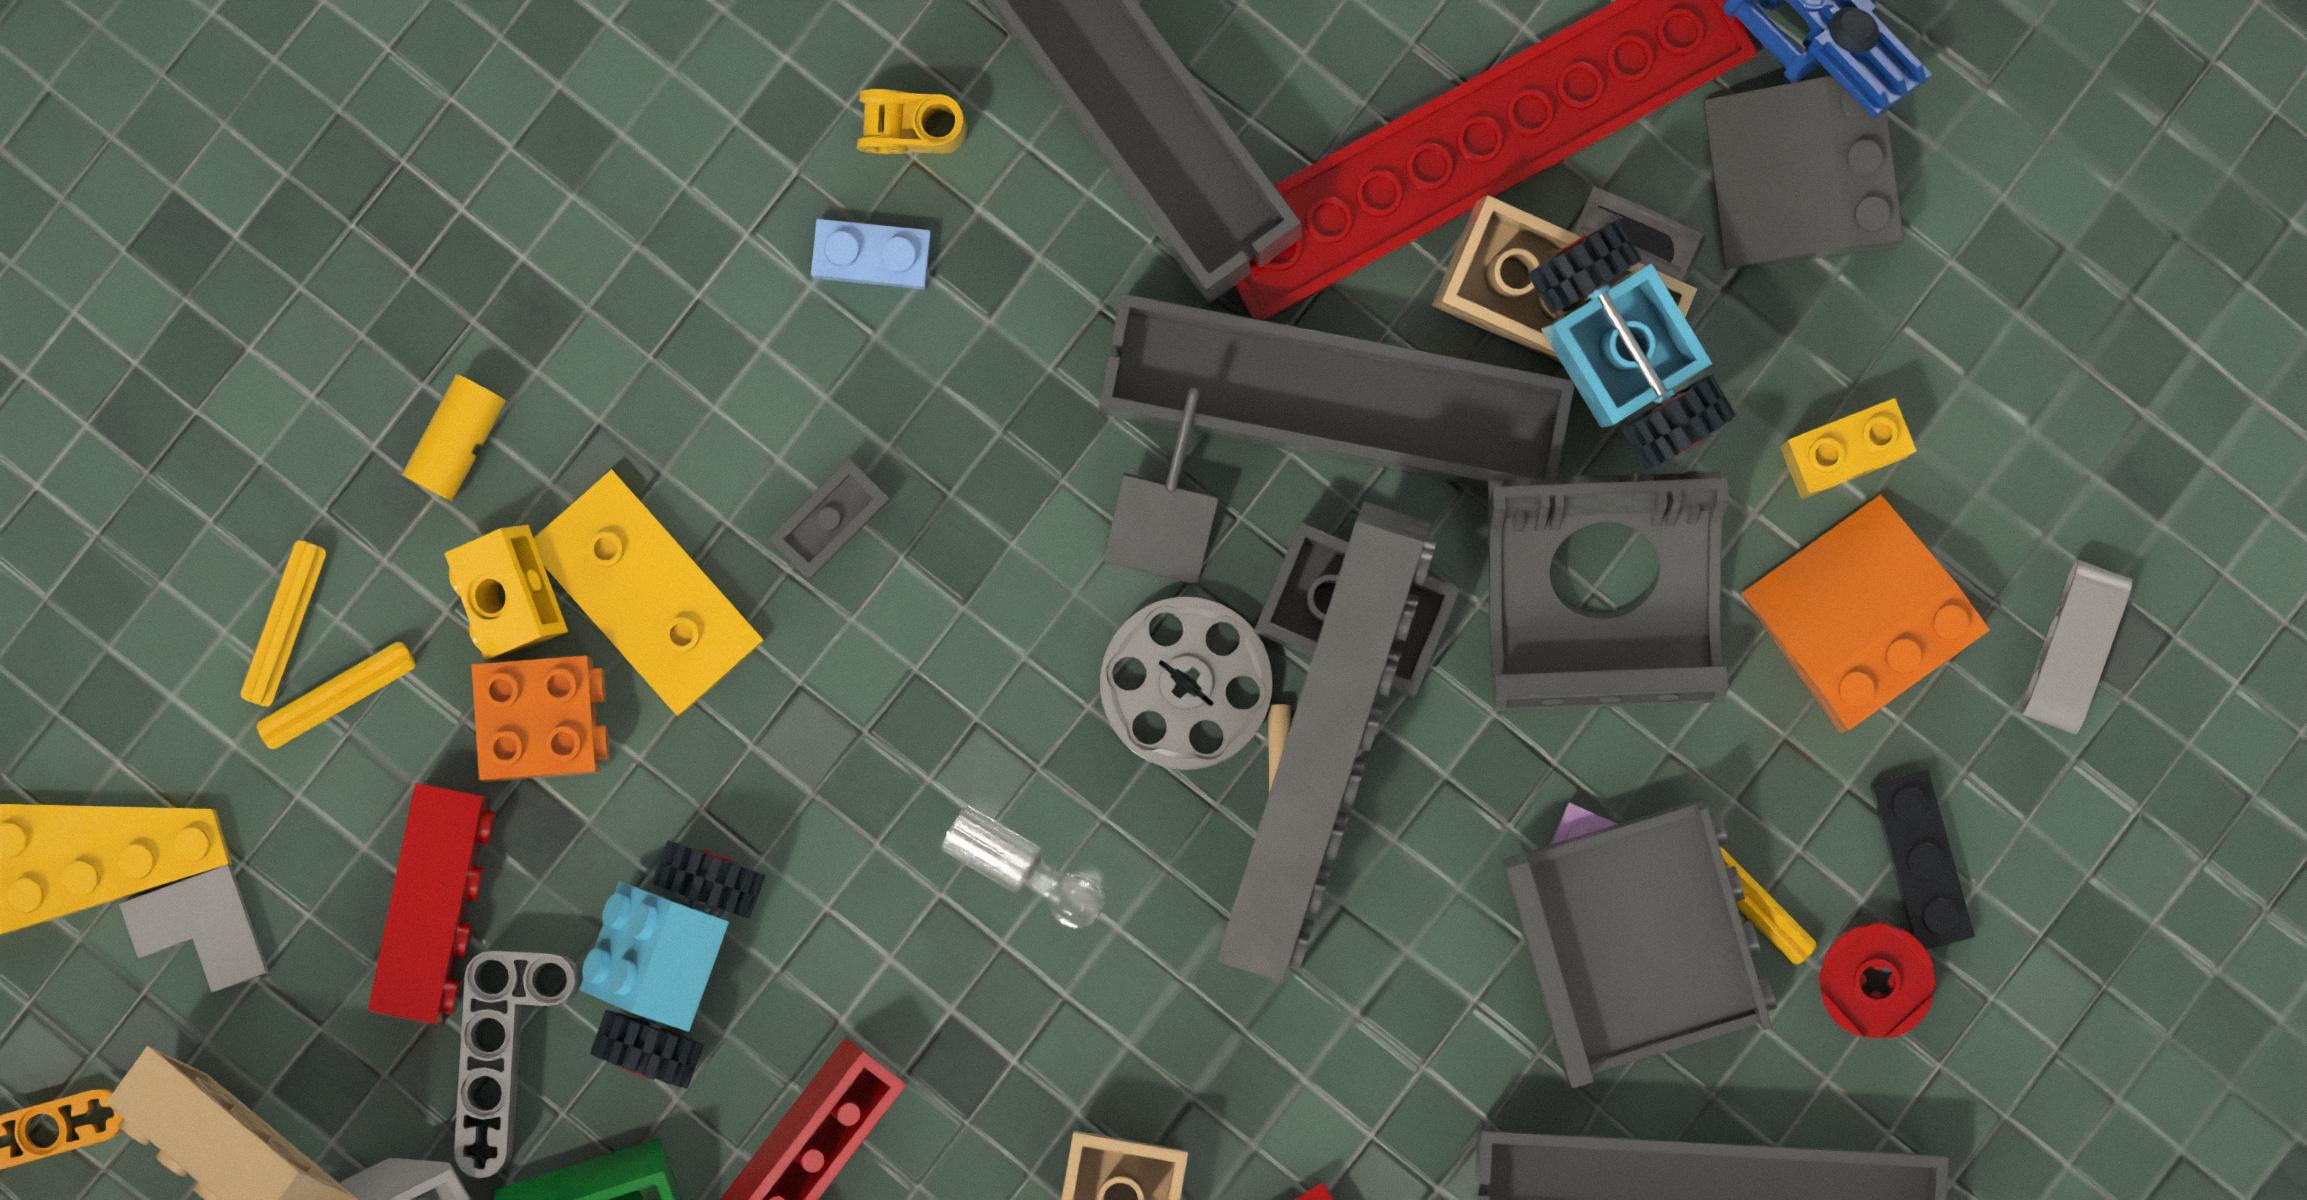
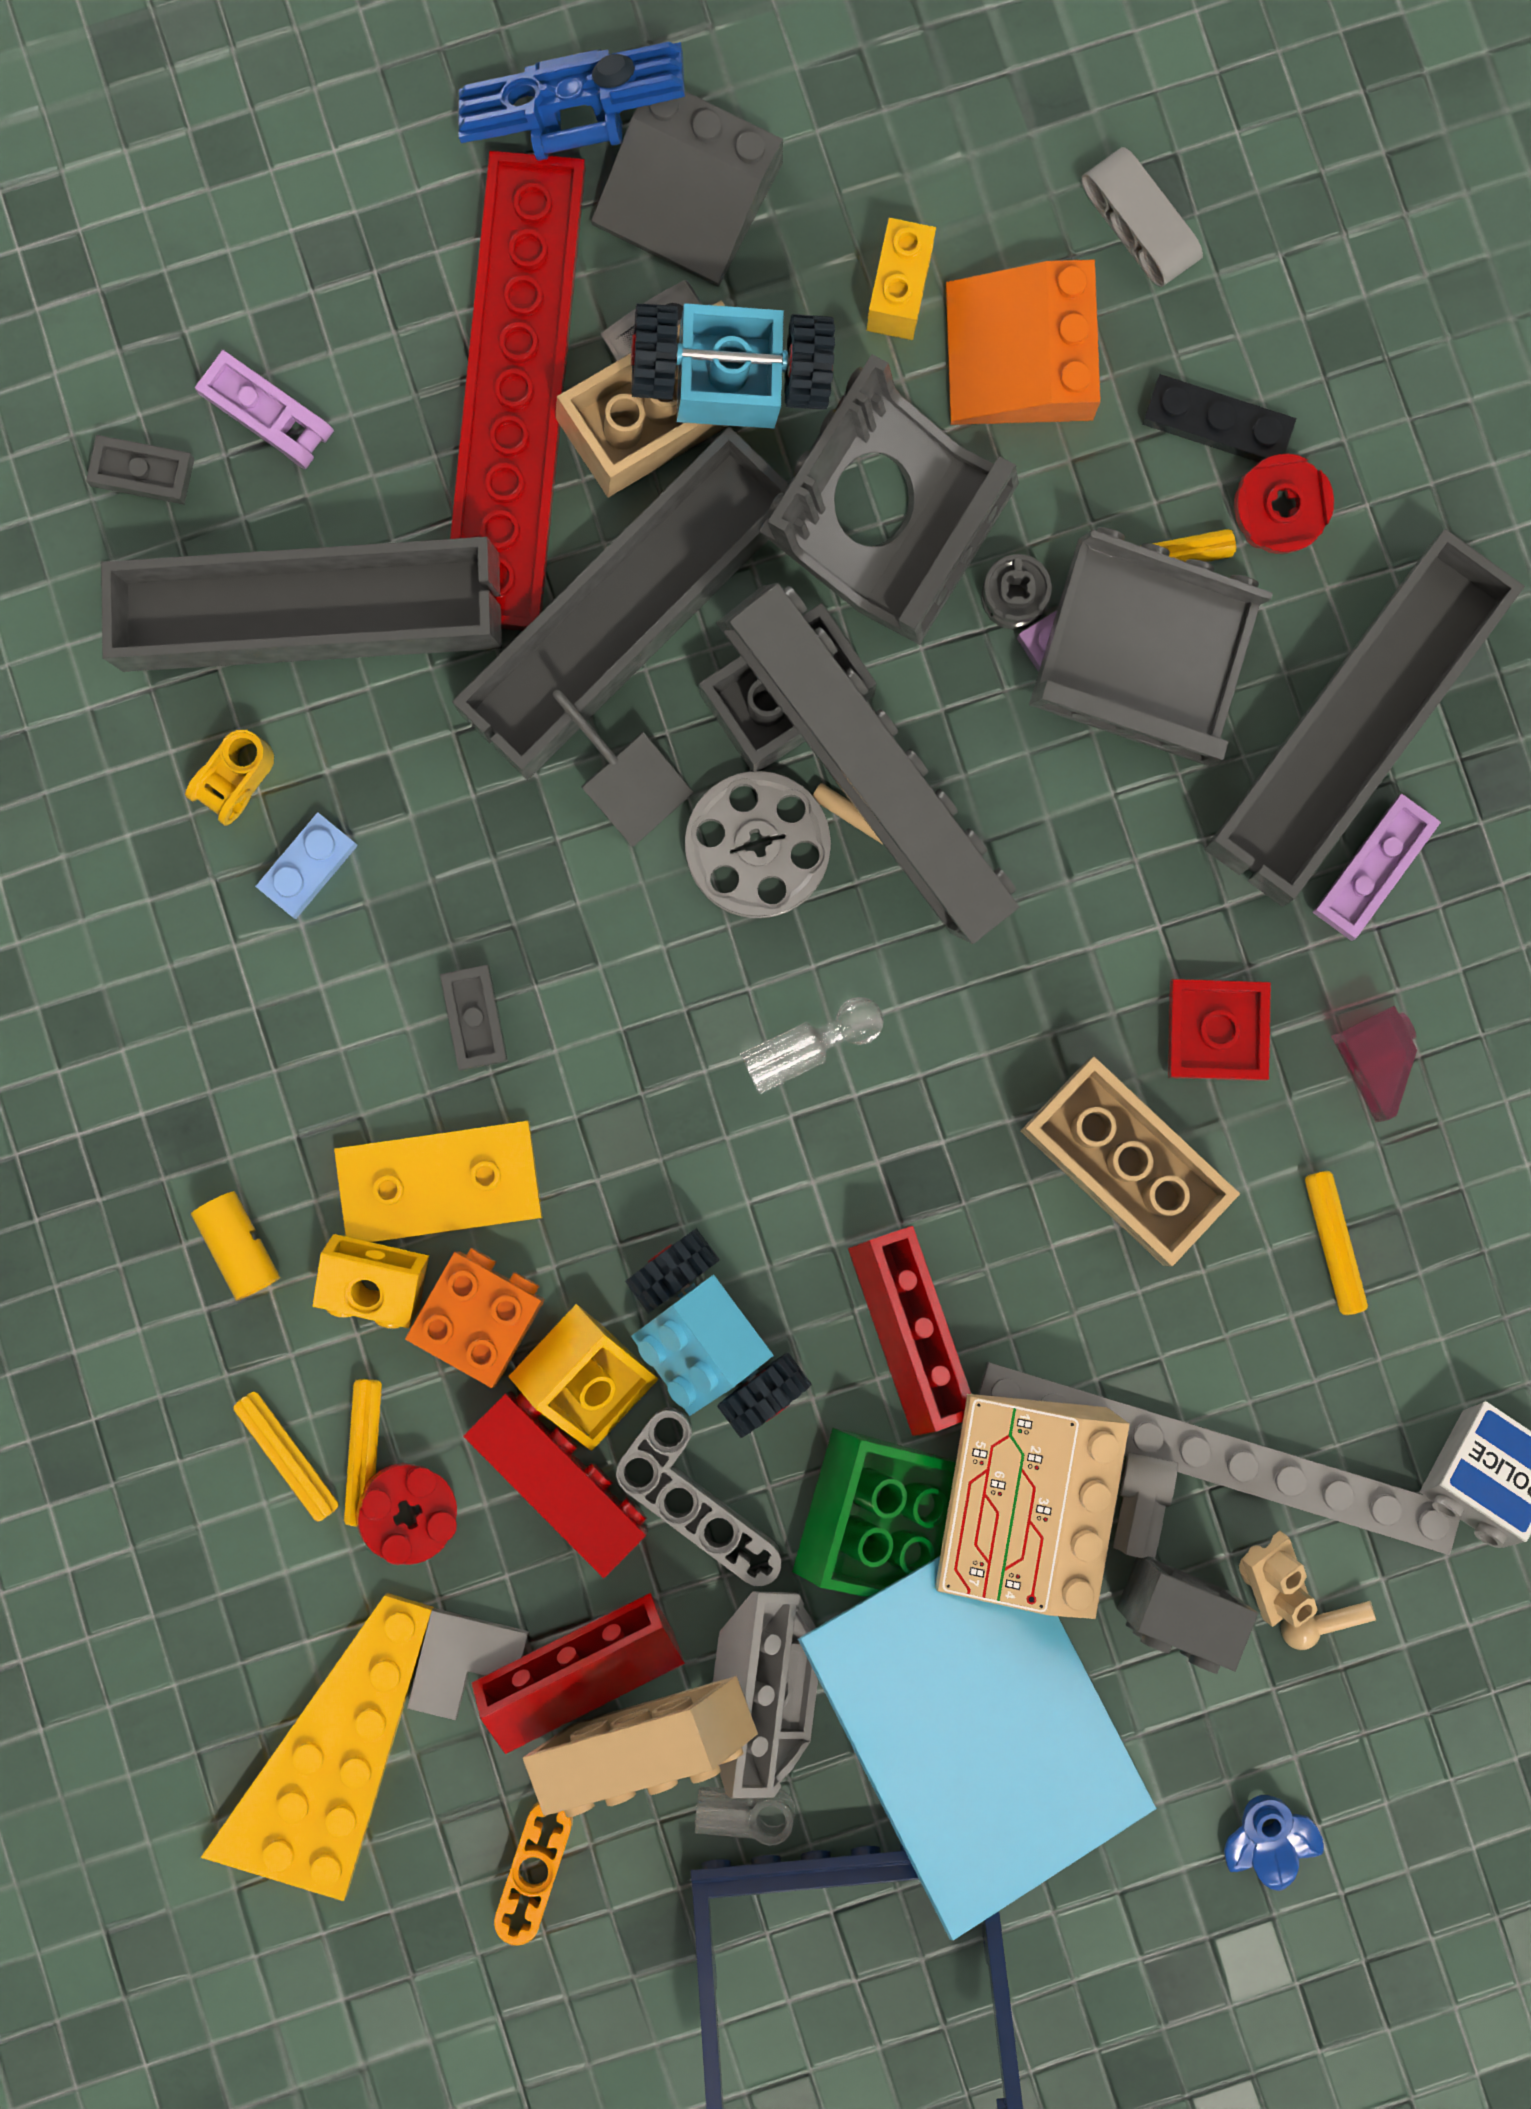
camera: 55 degrees left, 0 degrees up
(260, 1046) = (577, 1673): none -> red brick
(296, 746) = (379, 1504): none -> red plate
(548, 861) = (582, 1378): none -> yellow slope
(1610, 771) = (1016, 591): none -> dark grey wheel

